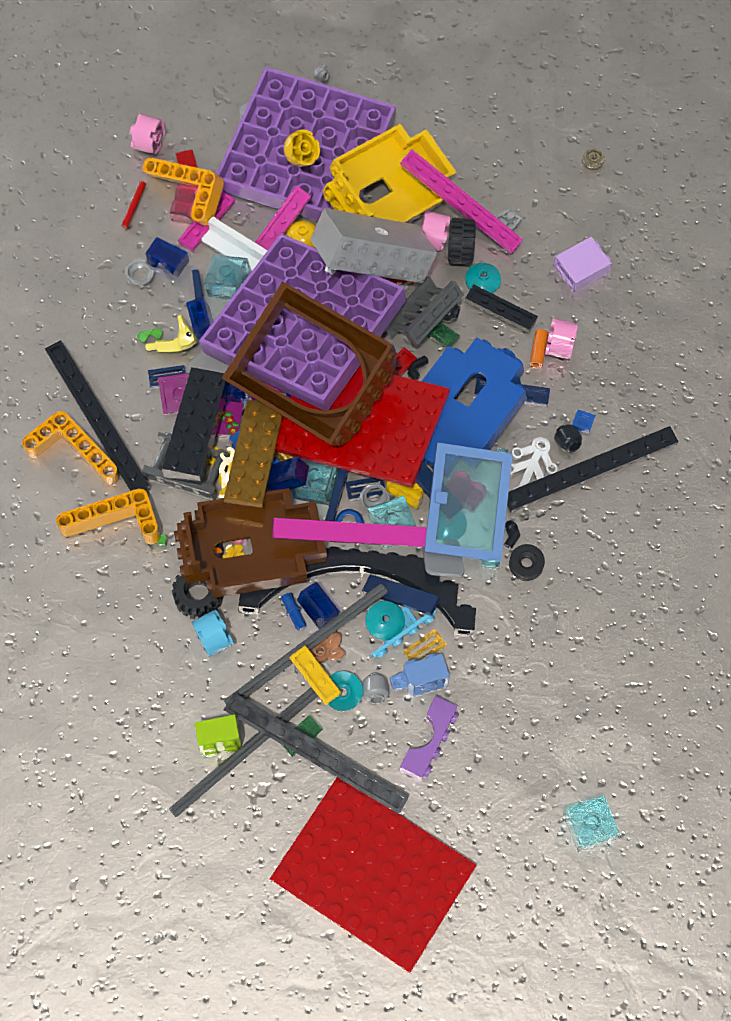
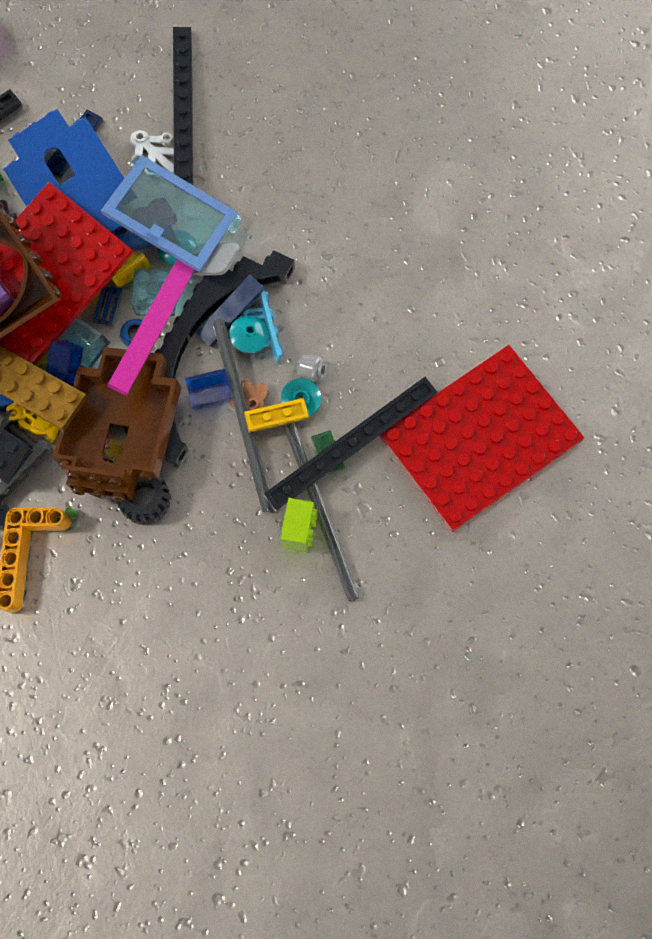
camera: 65 degrees left, 5 degrees up
(212, 633) = (192, 495): medium azure brick -> none
(293, 611) = (201, 414): blue axle -> none
(337, 495) = (116, 341): dark blue tile -> none
(366, 503) = (127, 293): light grey piece -> none
(406, 652) = (292, 327): clear yellow tile -> none
(418, 761) = (362, 322): medium lavender arch -> none
(422, 675) = (317, 319): medium blue hinge -> none
(513, 534) = (215, 193): black arm -> none
(526, 573) = (242, 184): black tyre -> none
(538, 348) = (40, 100): orange piece -> none
(561, 338) = (44, 75): bright pink brick -> none
(568, 438) = (144, 112): black head -> none
(583, 421) = (133, 94): blue plate -> none
(591, 824) = (510, 235): clear light blue brick -> none

